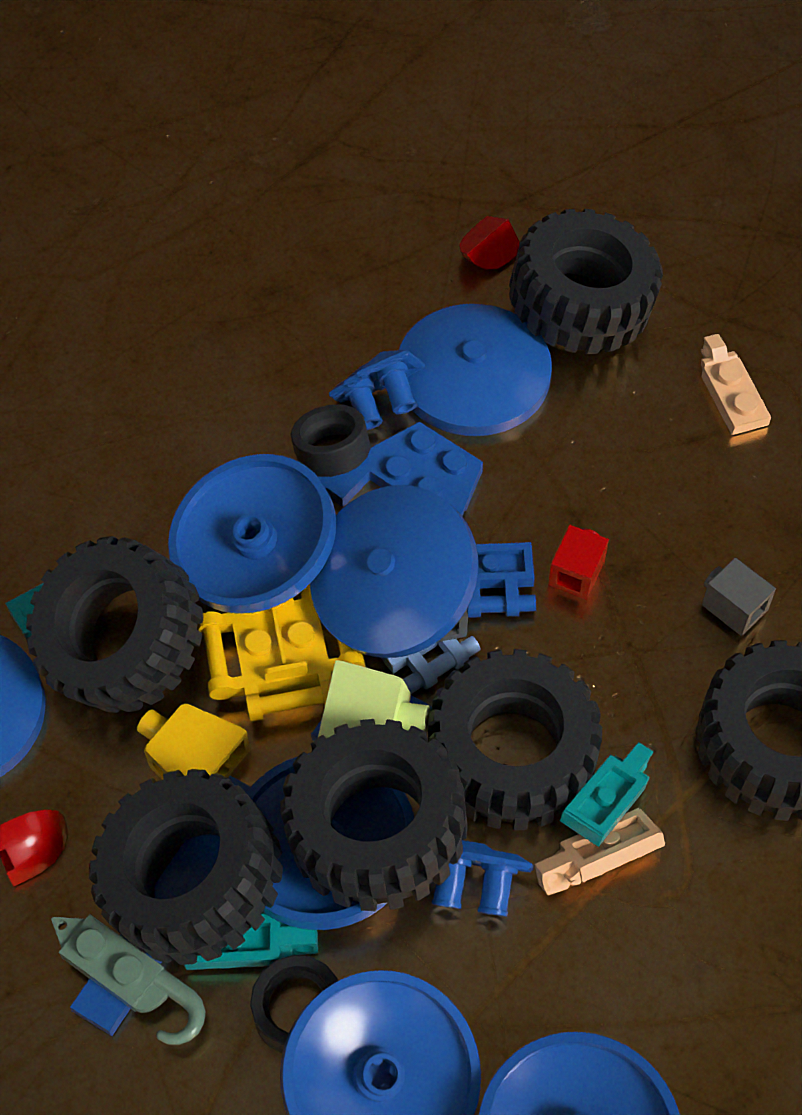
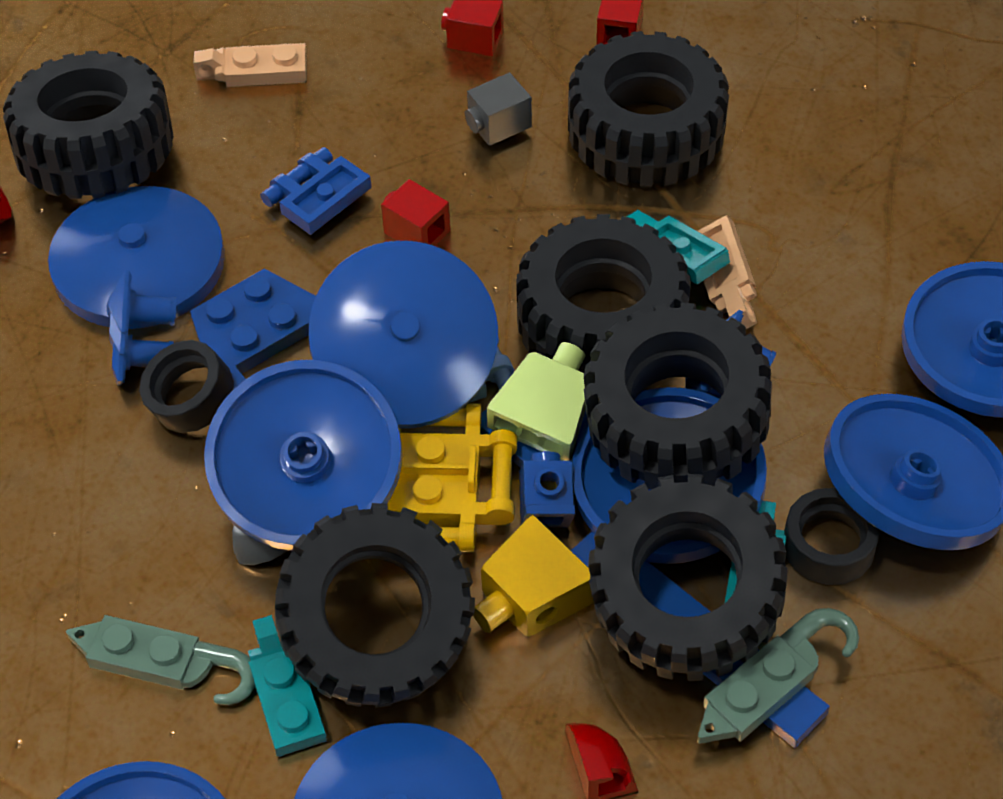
camera: 75 degrees left, 5 degrees down
(81, 496) = (159, 655): none -> sand green plate
(265, 743) = (550, 507): none -> blue brick
(585, 483) = (323, 195): none -> blue plate

